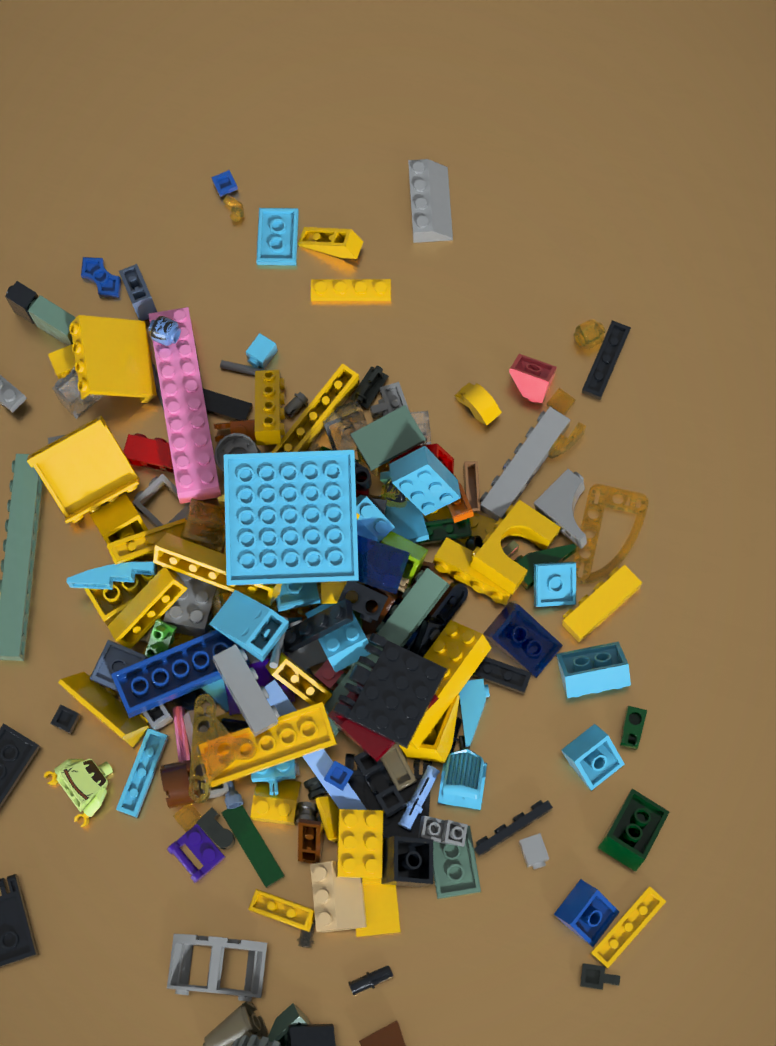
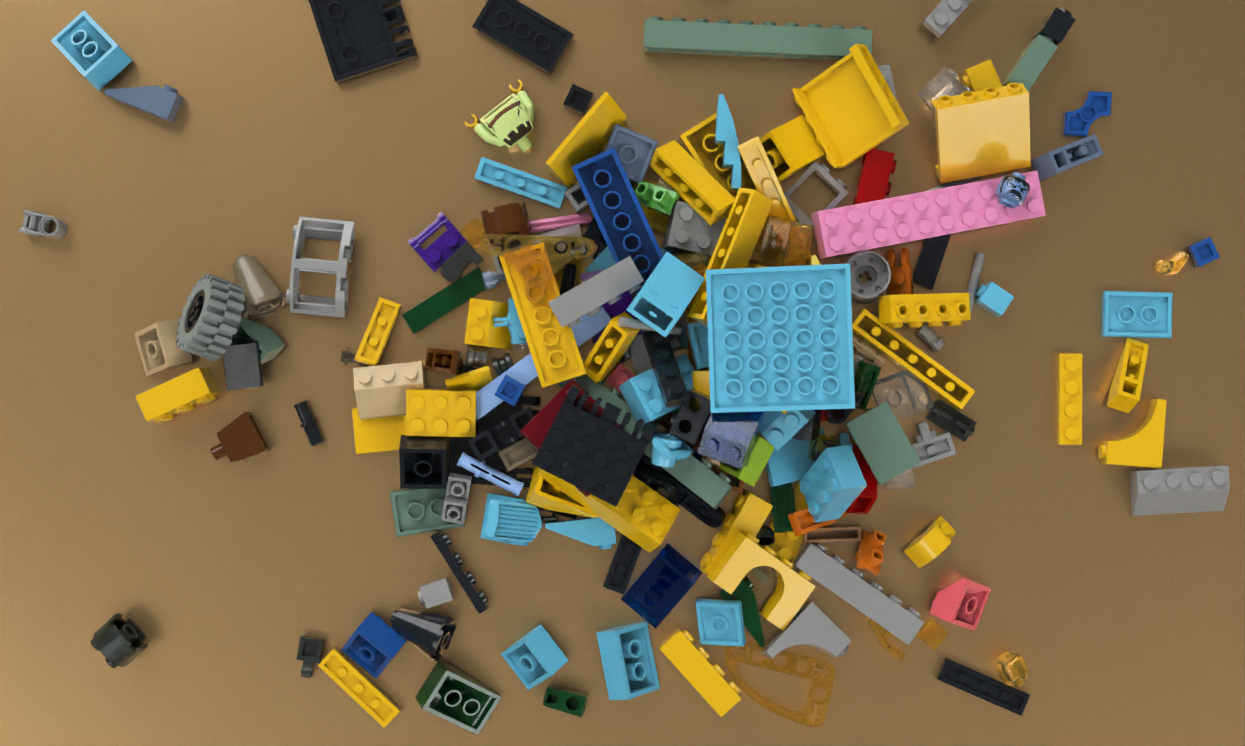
camera: 85 degrees right, 15 degrees up
(391, 229) = (1143, 445): none -> yellow arch
(393, 623) = (666, 449): none -> medium azure piece
(488, 453) = (871, 551): none -> orange hips
(569, 862) = (424, 630): none -> black cone

